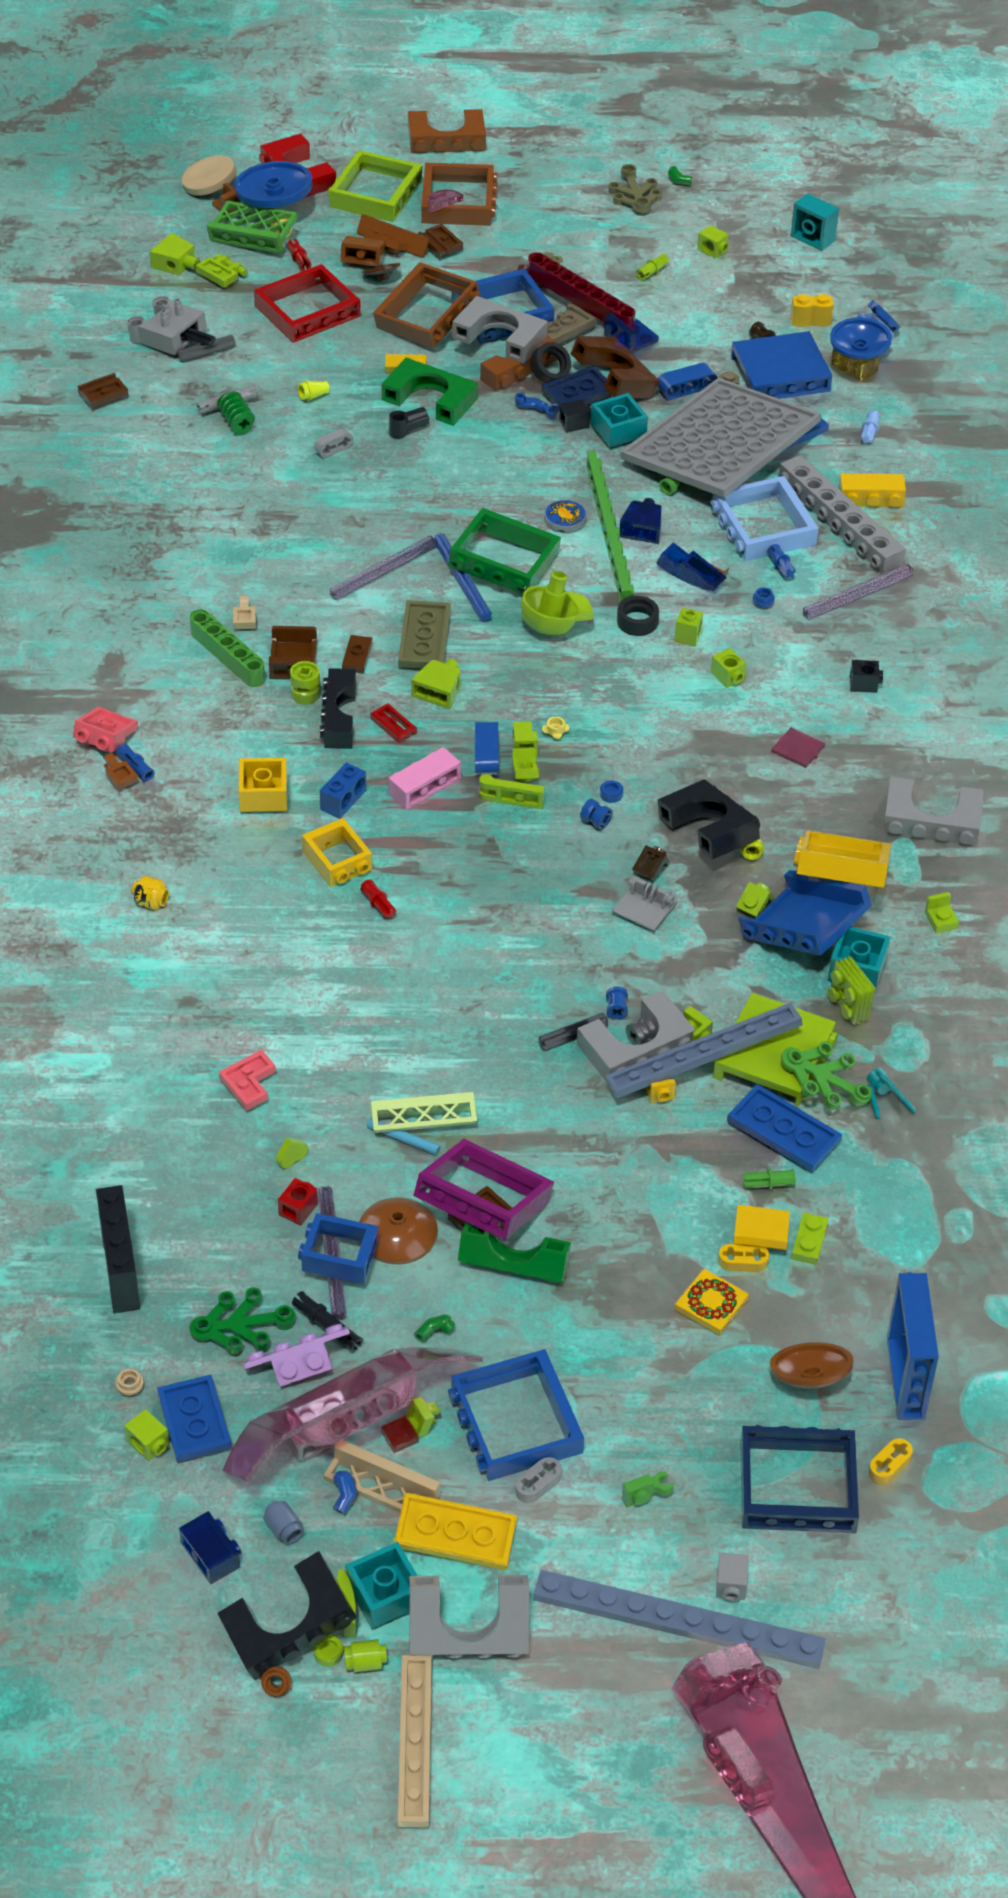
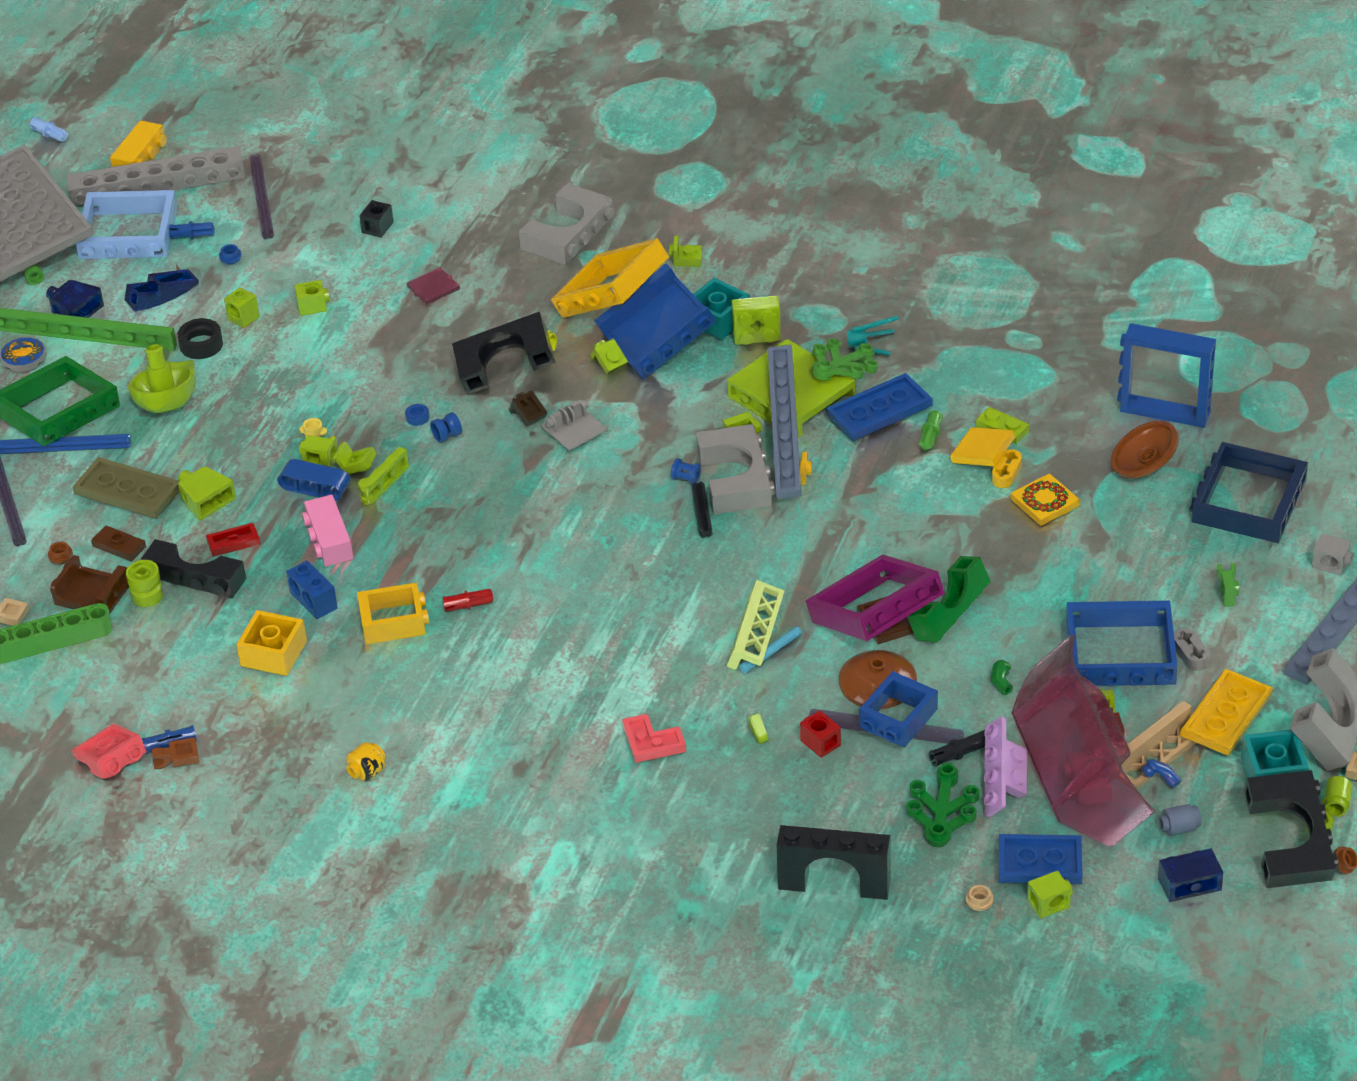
camera: 65 degrees left, 5 degrees down
(328, 622) = (60, 553): none -> dark orange plate
(641, 1031) = (729, 463): flat silver wheel -> none
(895, 1465) = (1252, 436): yellow beam -> none

